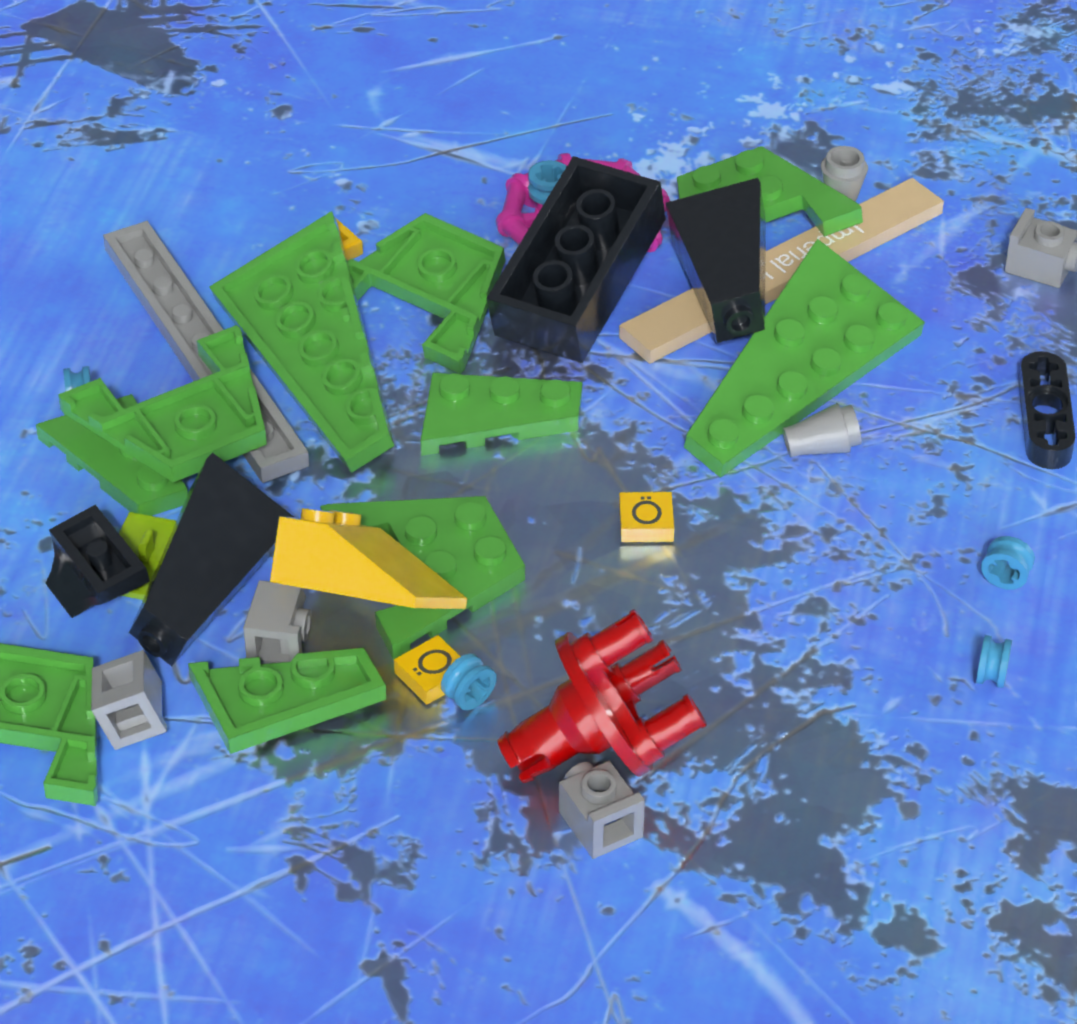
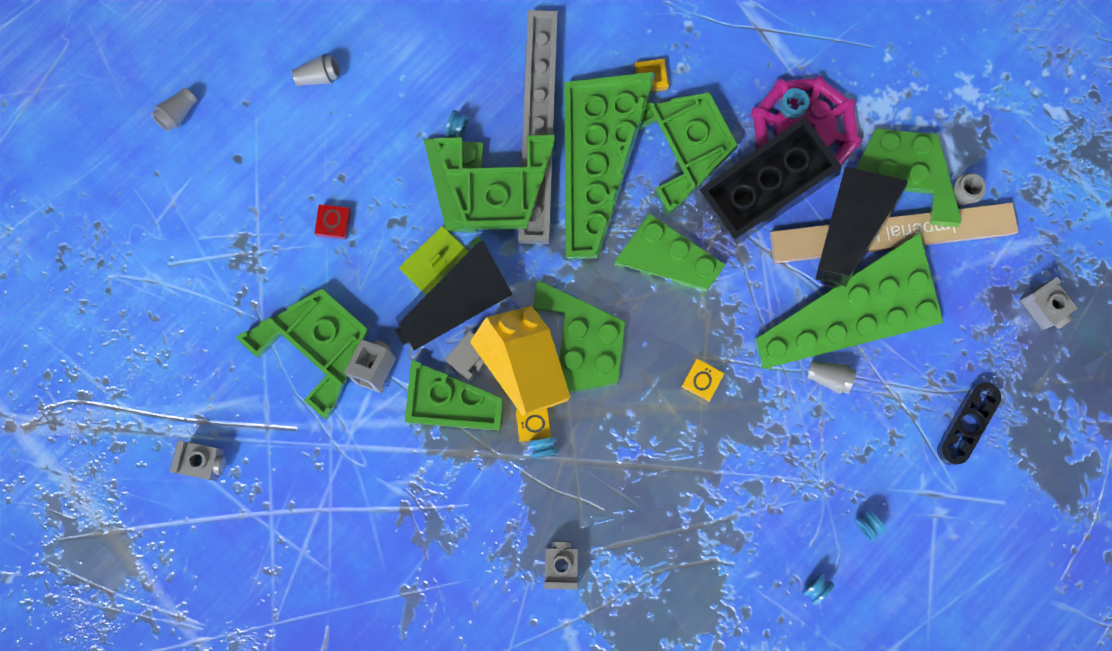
camera: 30 degrees right, 35 degrees up
(91, 563) = (401, 261): black slope -> none
(600, 703) = (589, 522): red piece -> none

